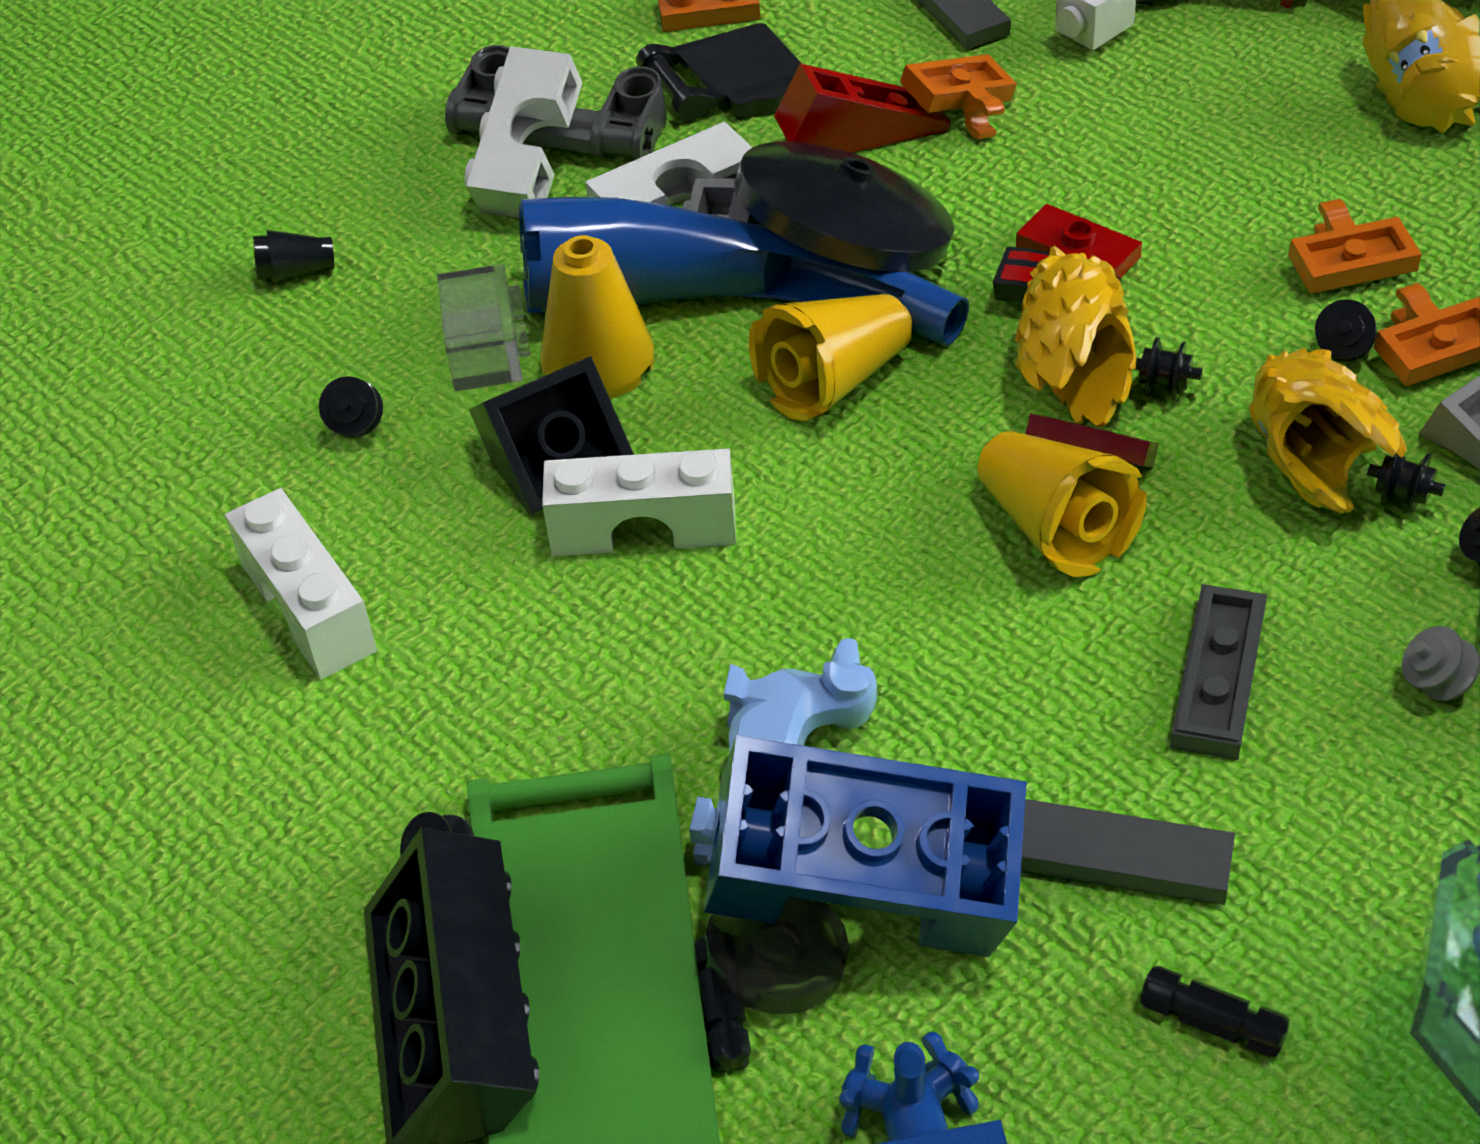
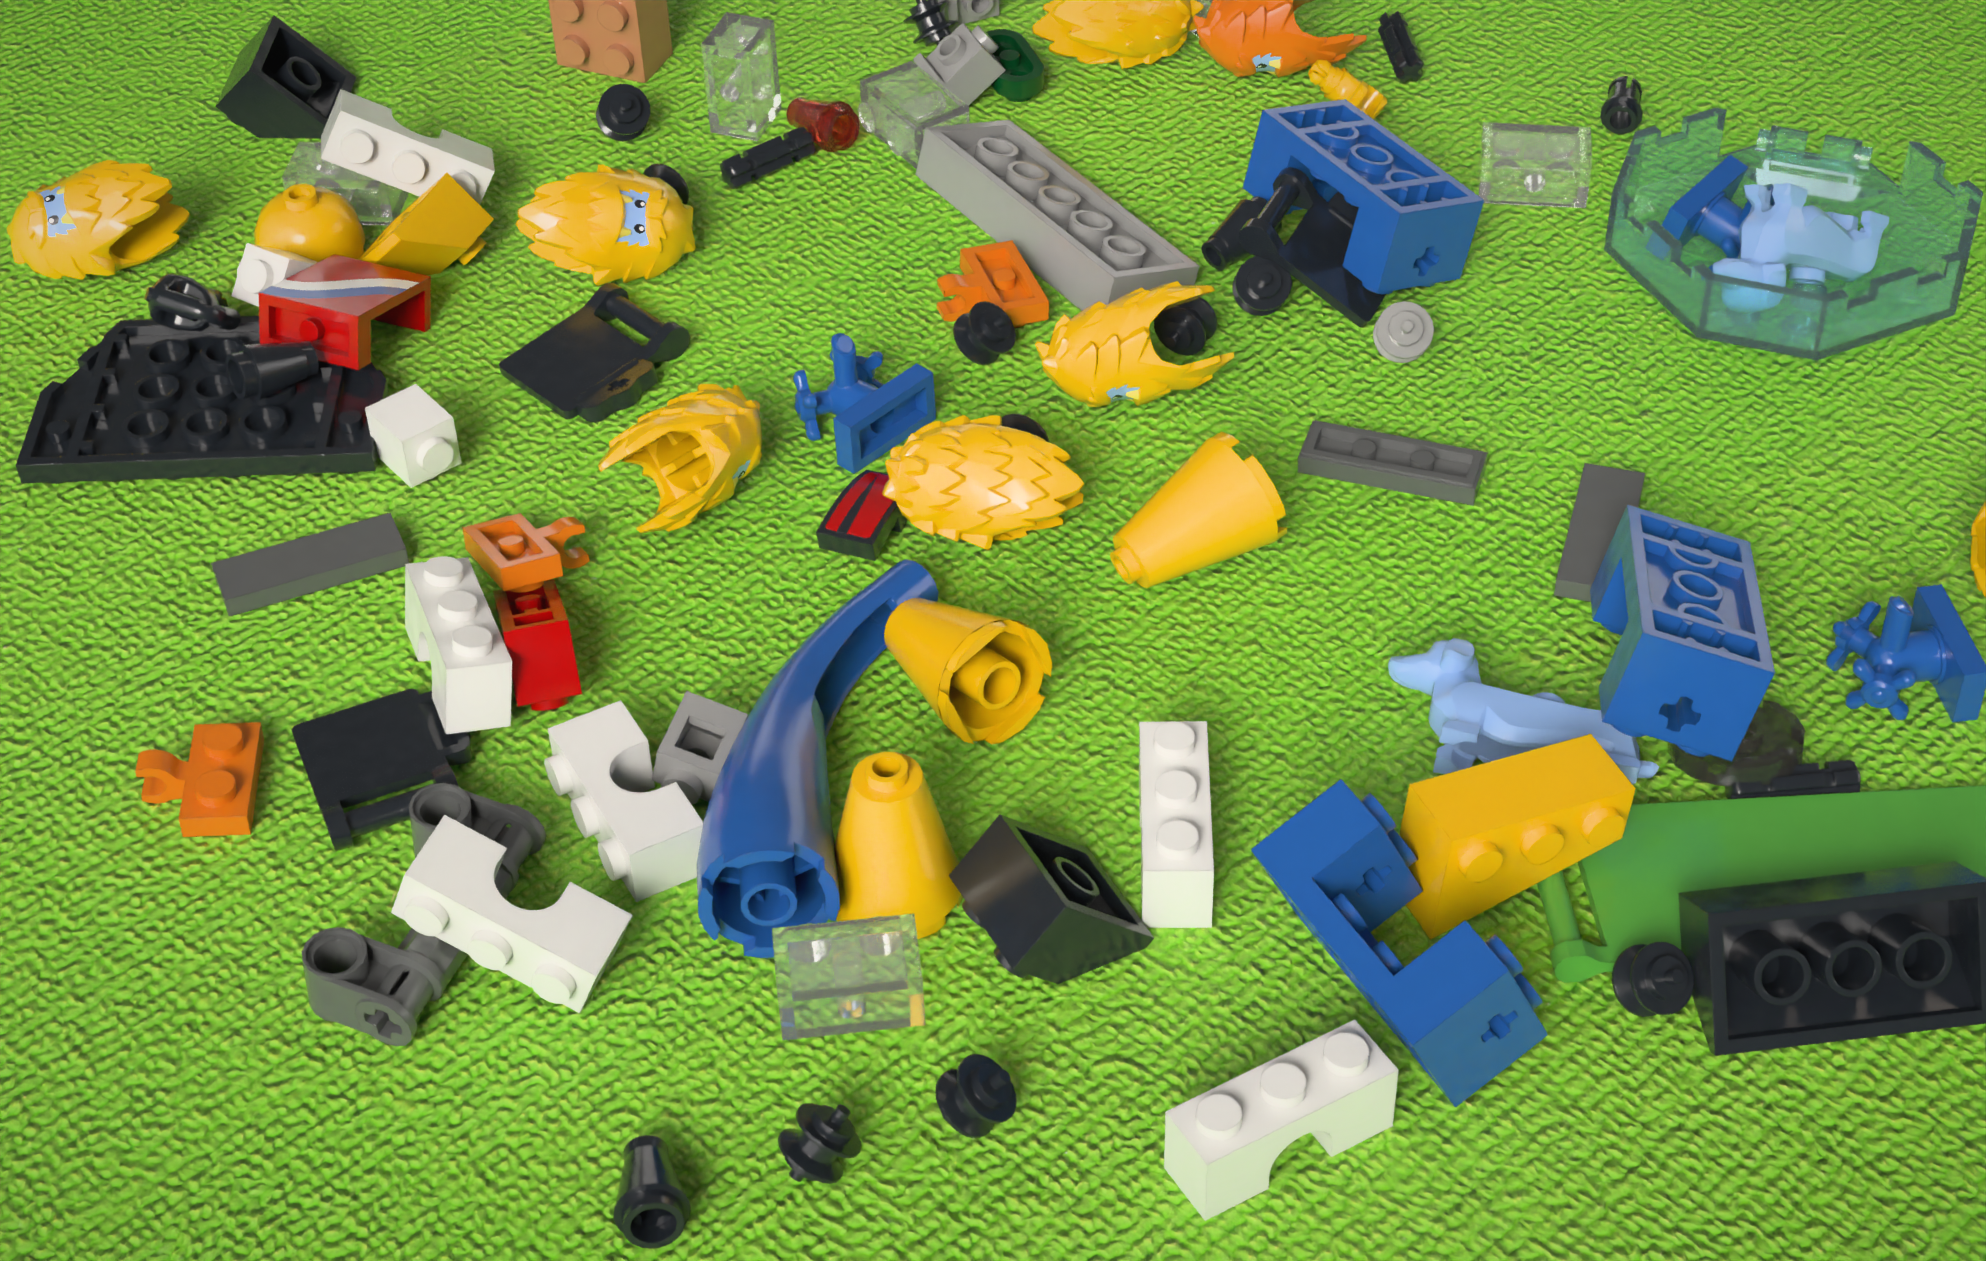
camera: 90 degrees left, 5 degrees down
(316, 329) = (823, 1139): none -> black wheel
(505, 588) = (1455, 1005): none -> blue plate
(595, 710) = (1509, 826): none -> yellow wedge
(843, 206) = (739, 633): black dish -> none
(862, 47) = (458, 633): none -> white arch
(1078, 235) = (795, 499): red plate -> none
(1103, 157) = (692, 451): none -> yellow head
(1132, 449) = (1115, 496): dark red plate -> none
(1202, 264) = (868, 414): none -> blue piece
(1215, 1011) = (1758, 496): black axle -> none
(1255, 95) = (591, 366): none -> black piece
(1351, 253) = (865, 313): orange plate -> none

